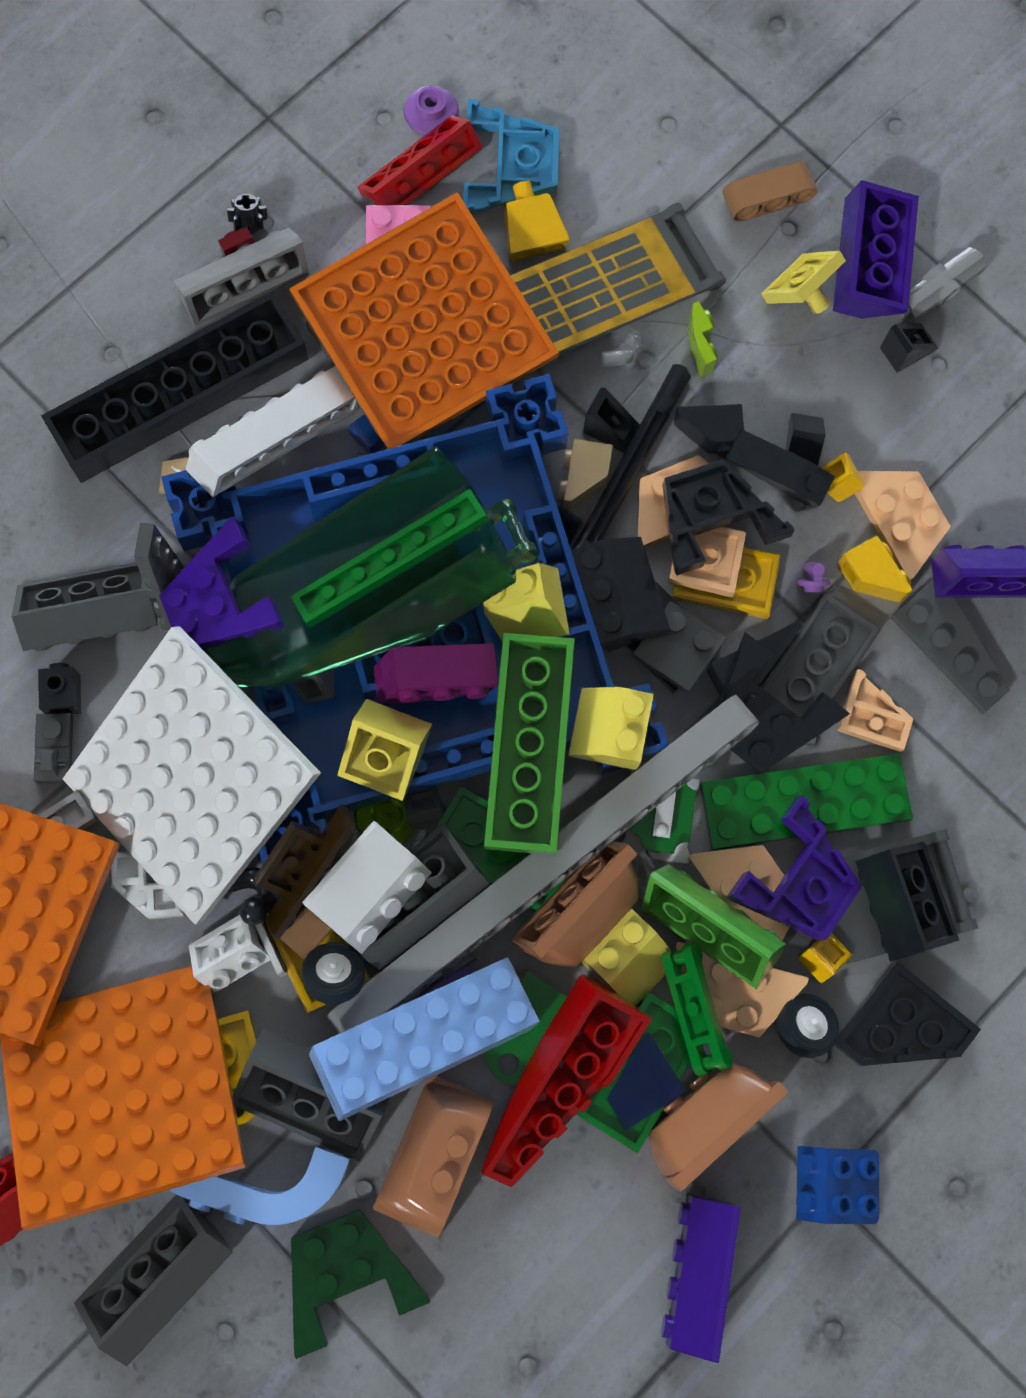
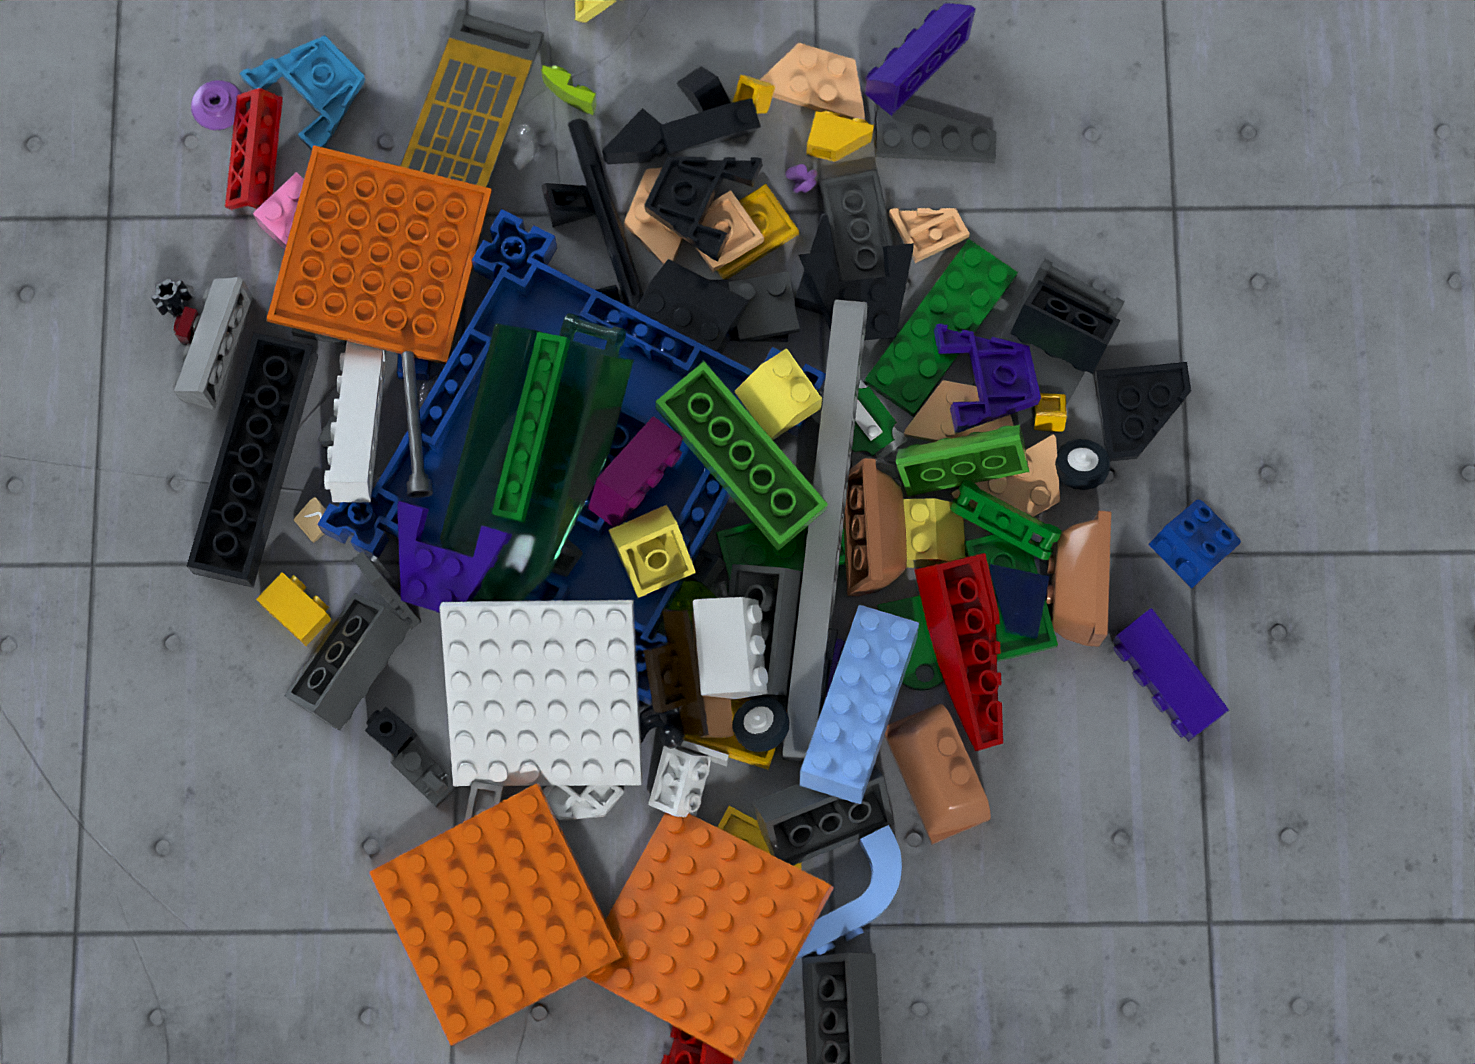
camera: 40 degrees left, 0 degrees up
(91, 527) = (294, 608): none -> yellow brick
(265, 520) = (418, 484): none -> flat silver piece
(339, 1261) = (944, 895): dark green wing -> none
(530, 605) = (652, 372): light yellow slope -> none
(532, 225) = (376, 118): yellow torso -> none
(587, 474) = (585, 250): tan slope -> none

